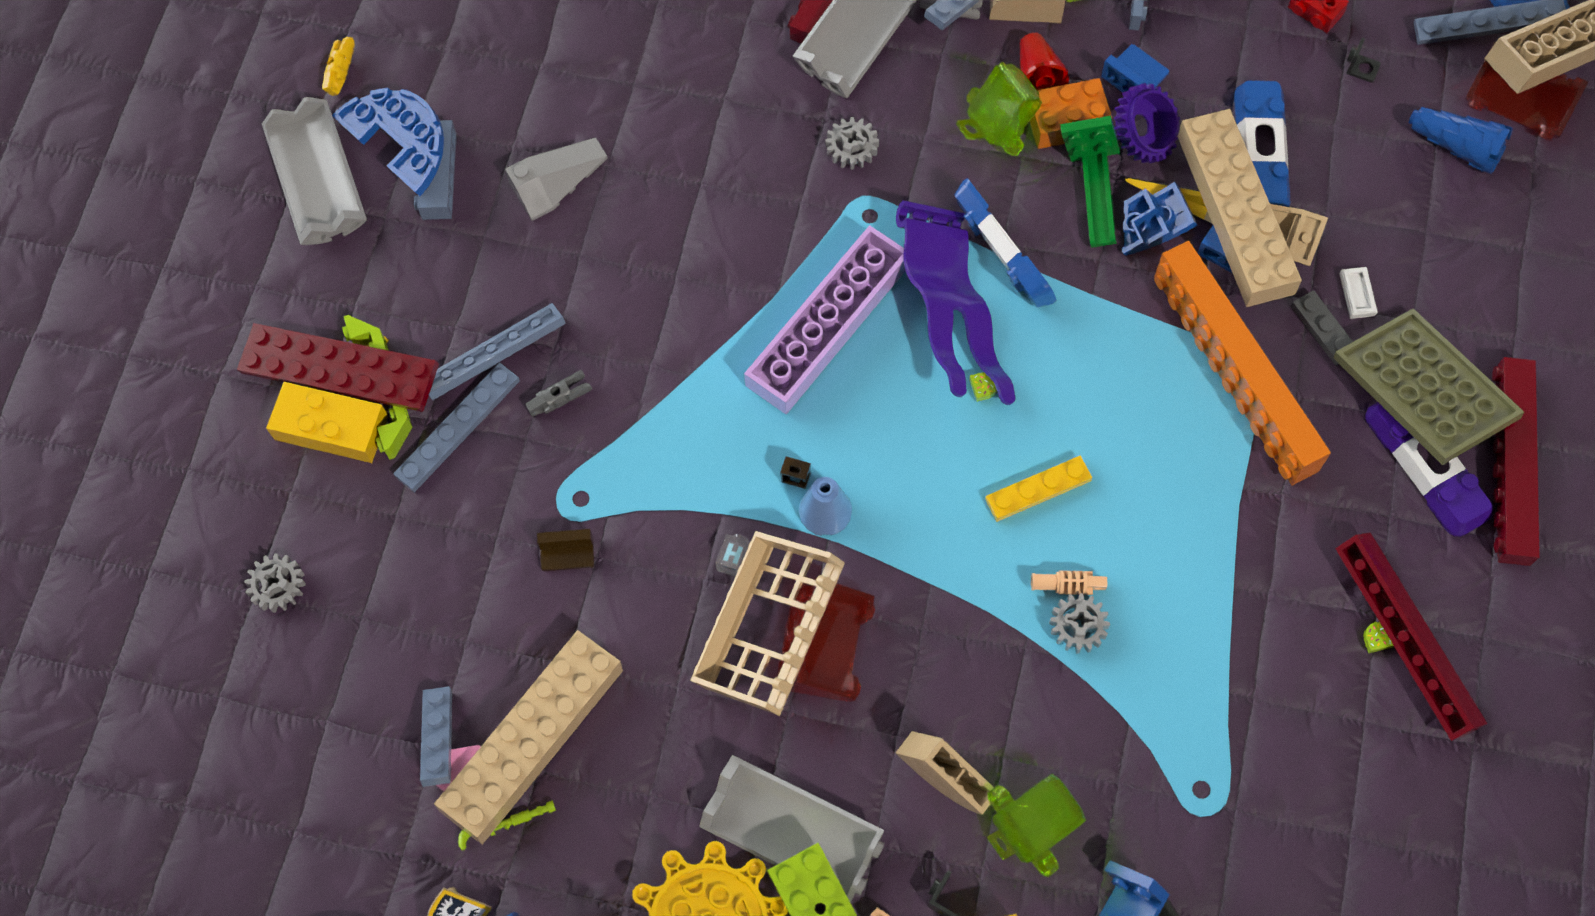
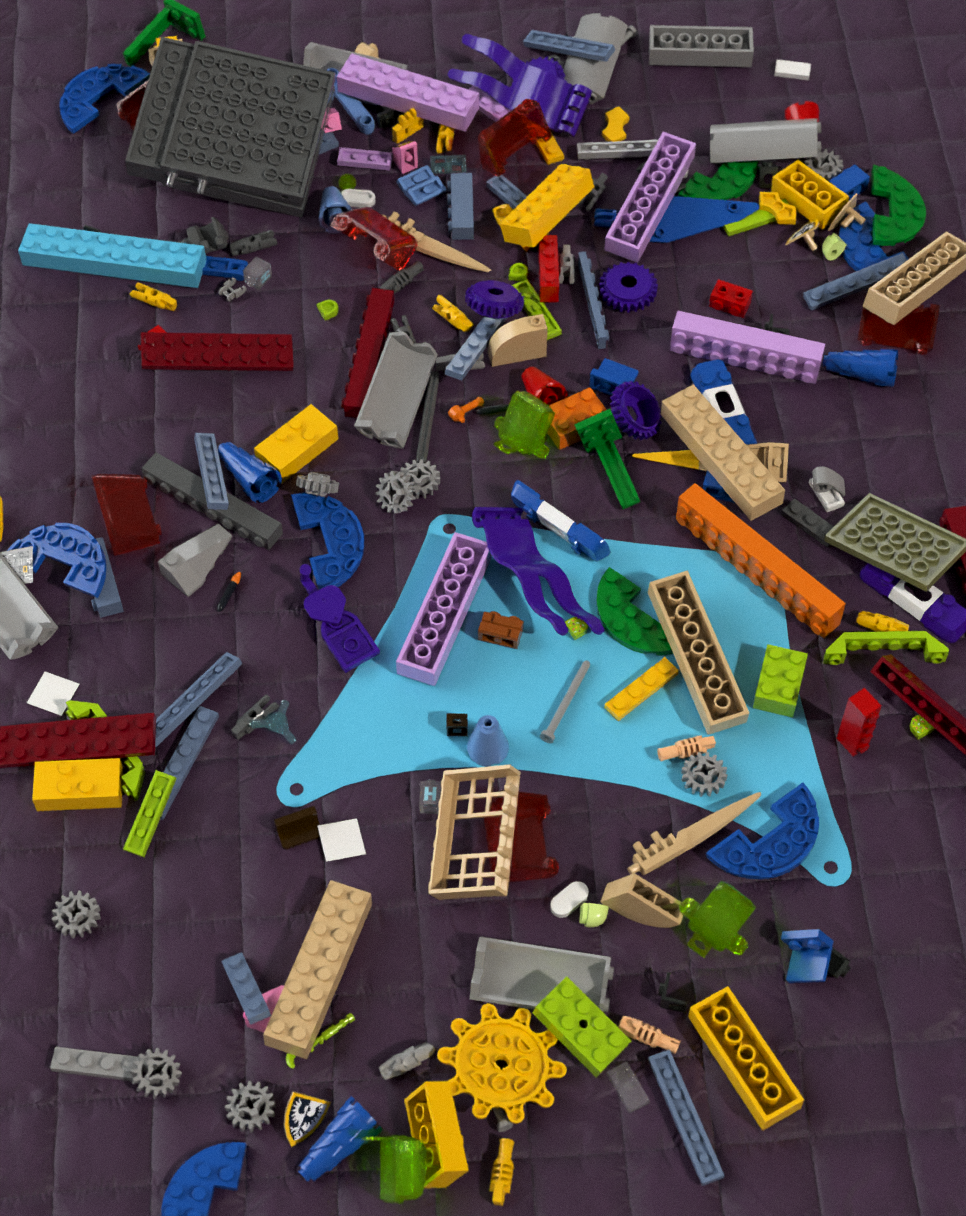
camera: 20 degrees left, 10 degrees down
(242, 774) = (93, 1063): none -> light grey plate
(315, 801) = (162, 1081): none -> light grey gear
(338, 298) = (53, 693): none -> white sticker
(349, 128) = (21, 562): none -> sticker
(396, 871) = (241, 1111): none -> light grey gear
(397, 482) = (149, 813): none -> lime tile
(488, 94) = (126, 511): none -> clear red windscreen
(583, 409) = (277, 723): none -> clear light blue piece
(592, 215) = (229, 591): none -> black piece
(596, 107) = (189, 489): none -> dark grey brick
(598, 882) = (406, 1060): none -> light grey hinge
(603, 71) = (211, 471): none -> sand blue plate
(612, 578) = (341, 839): none -> white sticker
(654, 89) = (253, 475): none -> blue cone
(700, 325) = (346, 640): none -> dark purple plate
(718, 60) = (297, 442): none -> yellow brick
(725, 119) = (317, 484): none -> light grey gear
(735, 192) = (341, 535): none -> blue plate
(816, 153) = (395, 492): none -> light grey gear
(861, 735) = (569, 899): none -> white tile
(882, 766) = (593, 914): none -> yellowish green piece
(888, 66) = (427, 418): none -> dark grey axle
(888, 364) = (500, 629): none -> dark orange brick
(902, 517) = (548, 735): none -> light grey bar
(926, 69) = (457, 413): none -> orange piece
(970, 75) = (492, 409): none -> black piece
(1007, 707) = (687, 838): none -> tan piece
(1057, 407) = (624, 620): none -> green plate
(1121, 463) = (698, 652): none -> tan brick
(1146, 747) = (779, 849): none -> blue plate
(1155, 218) = (663, 477): blue slope -> none
(1215, 527) = (780, 680): none -> lime brick
(1296, 616) = (859, 722): none -> red brick
(1317, 74) = (747, 347): none -> lavender brick
(1364, 276) = (826, 479): none -> light grey panel
(1373, 488) = (880, 623): none -> yellow hinge
(1427, 539) = (933, 649): none -> lime slope

